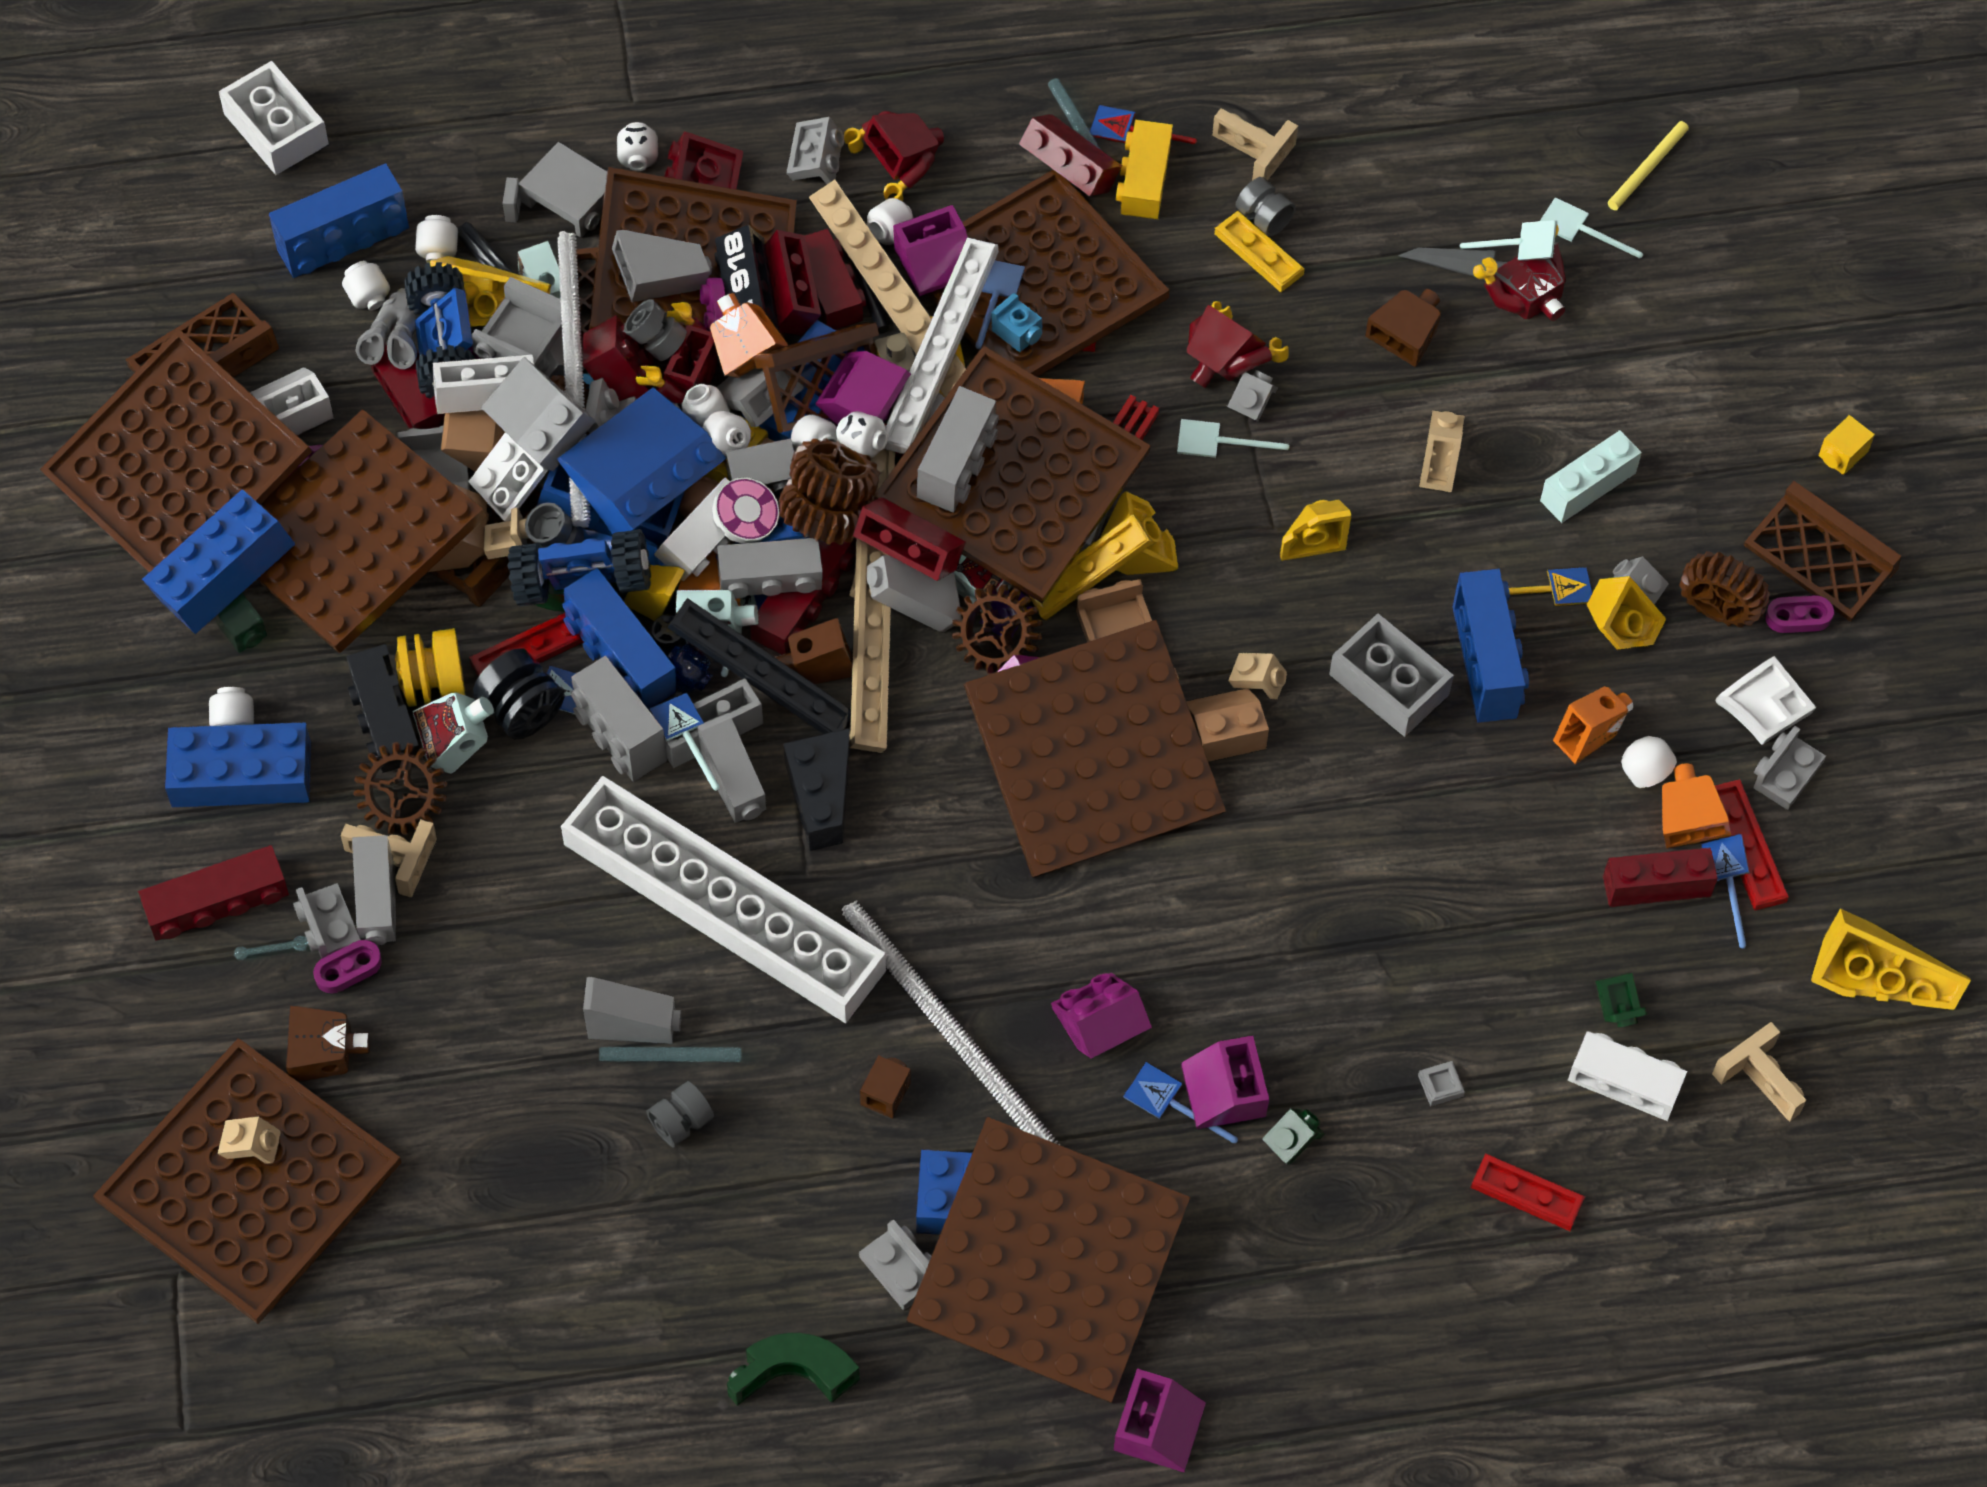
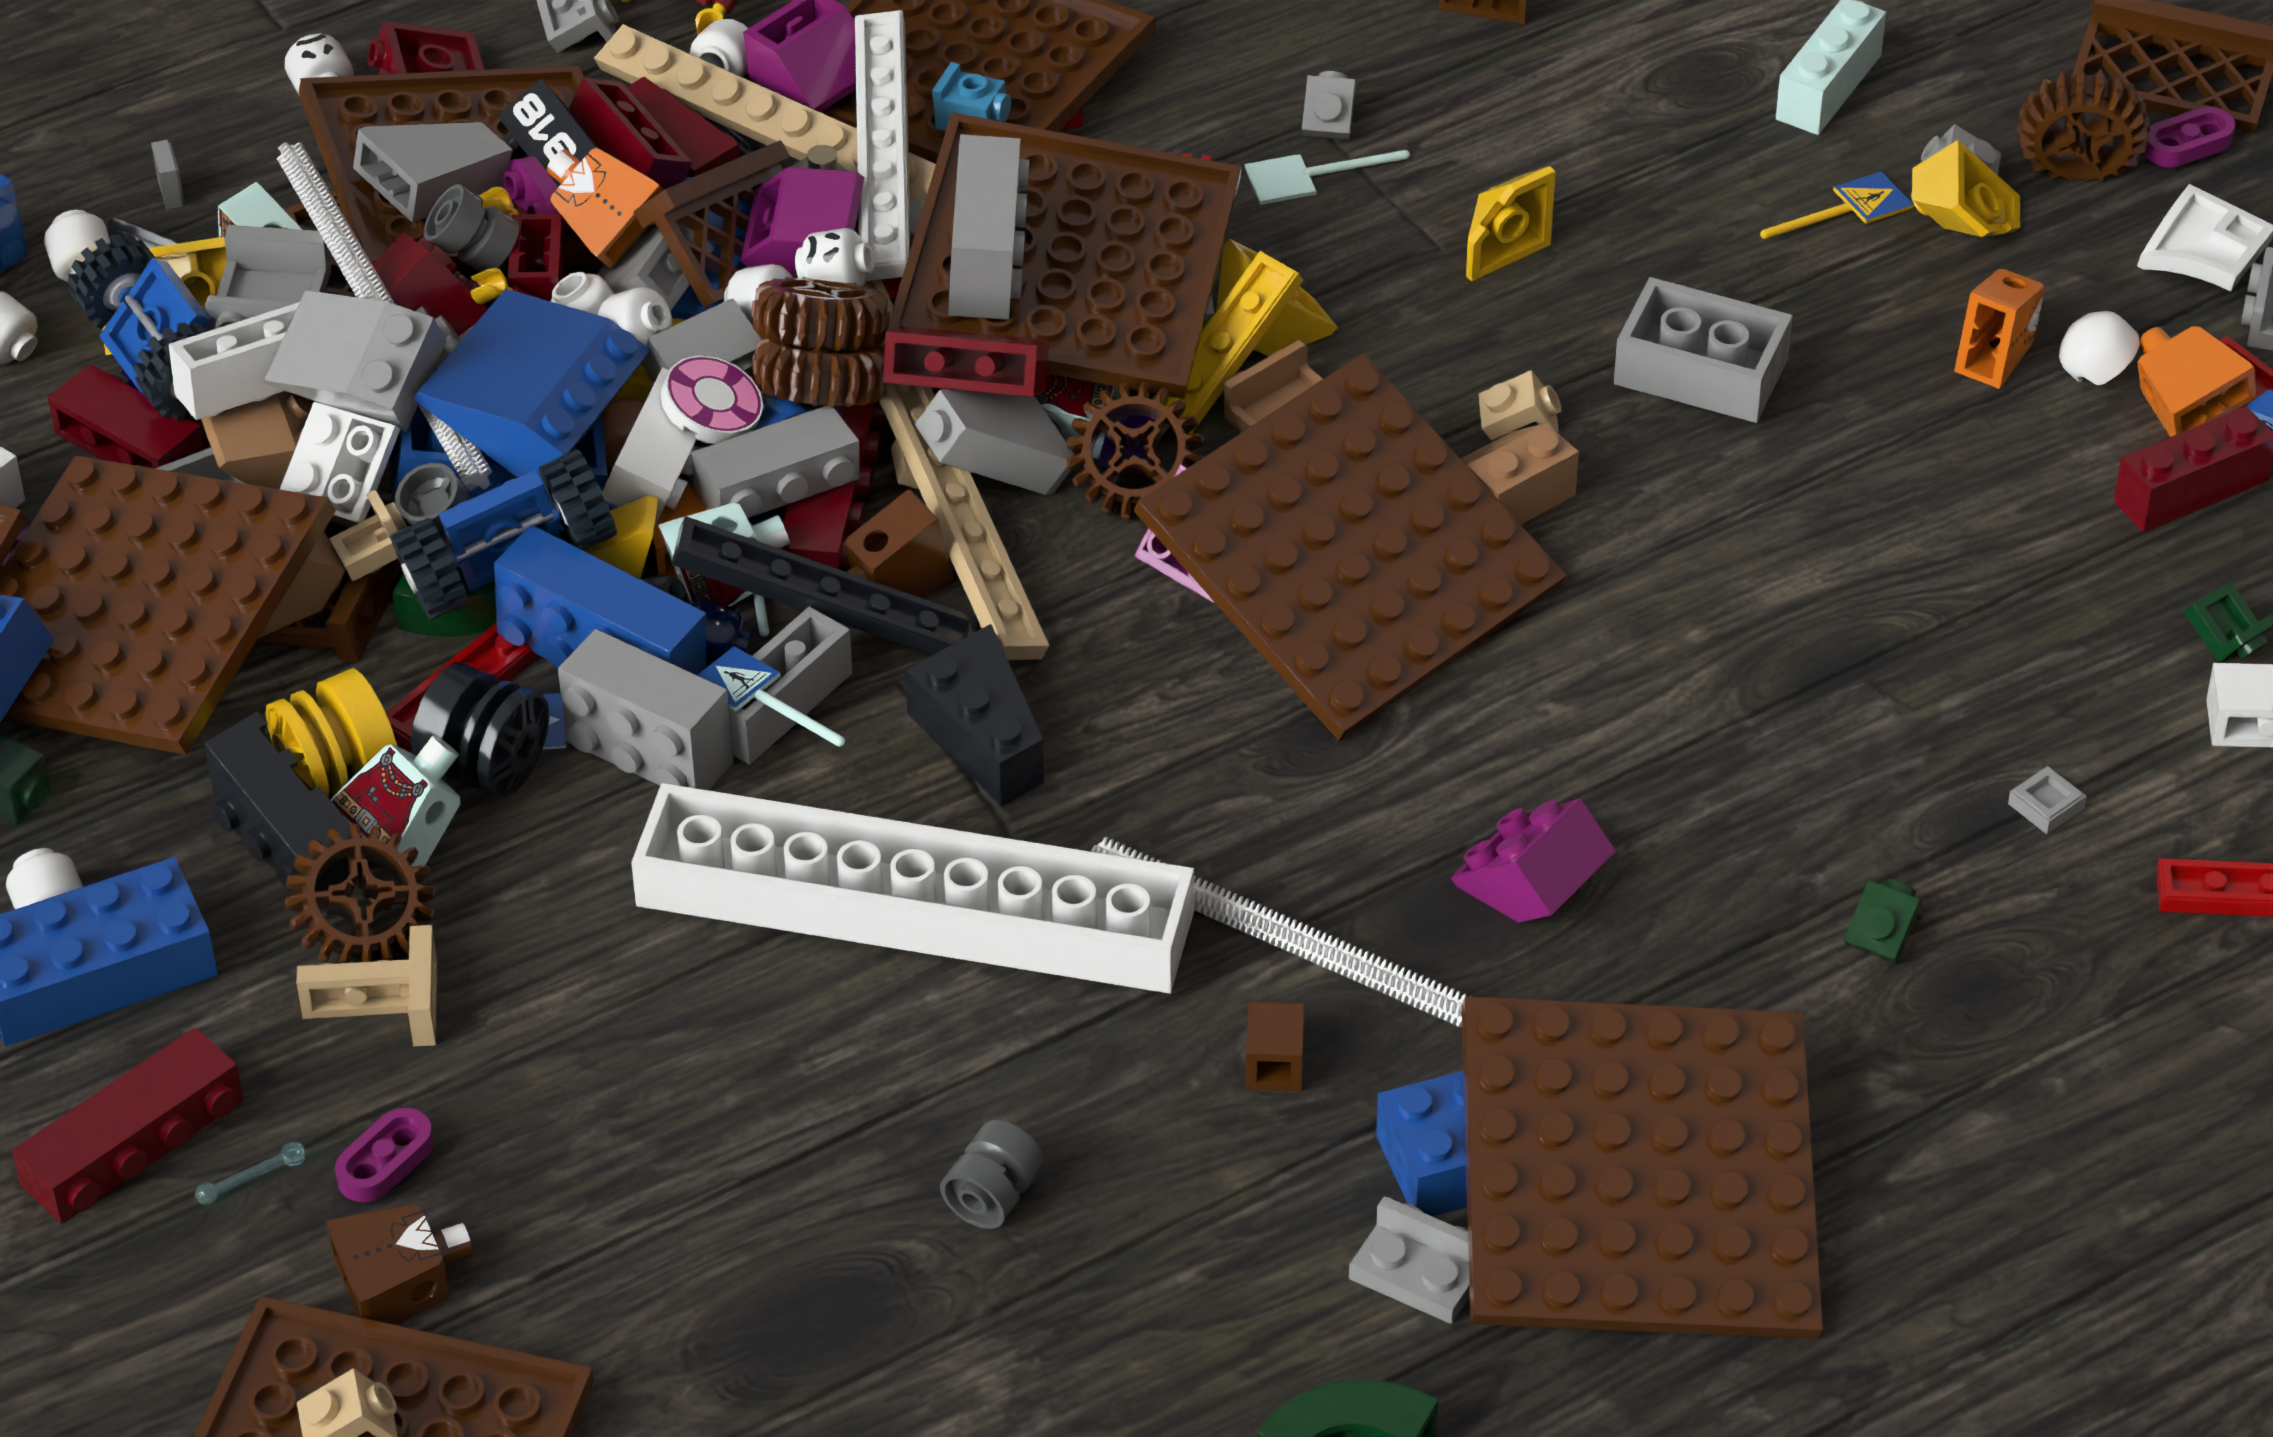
camera: 20 degrees left, 15 degrees down
(327, 918) = (318, 1107): light grey bracket -> none
(374, 889) = (380, 1031): light grey slope -> none
(400, 347) = (71, 342): light grey piece -> none
(567, 187) = (241, 133): light grey panel -> none
(628, 1013) = (847, 1072): light grey slope -> none
(714, 1054) = (931, 1113): clear light blue bar -> none
(731, 768) = (874, 751): light grey slope -> none
(1002, 281) = (923, 71): medium blue piece -> none
(1155, 1091) = (1662, 937): piece -> none
(1159, 1421) = (1904, 1325): magenta slope -> none
(1226, 1083) = (1760, 882): magenta slope -> none
(1227, 346) = (1268, 56): dark red torso -> none
(1442, 451) = (1624, 86): tan bracket -> none
(1490, 645) = (1818, 274): blue brick -> none

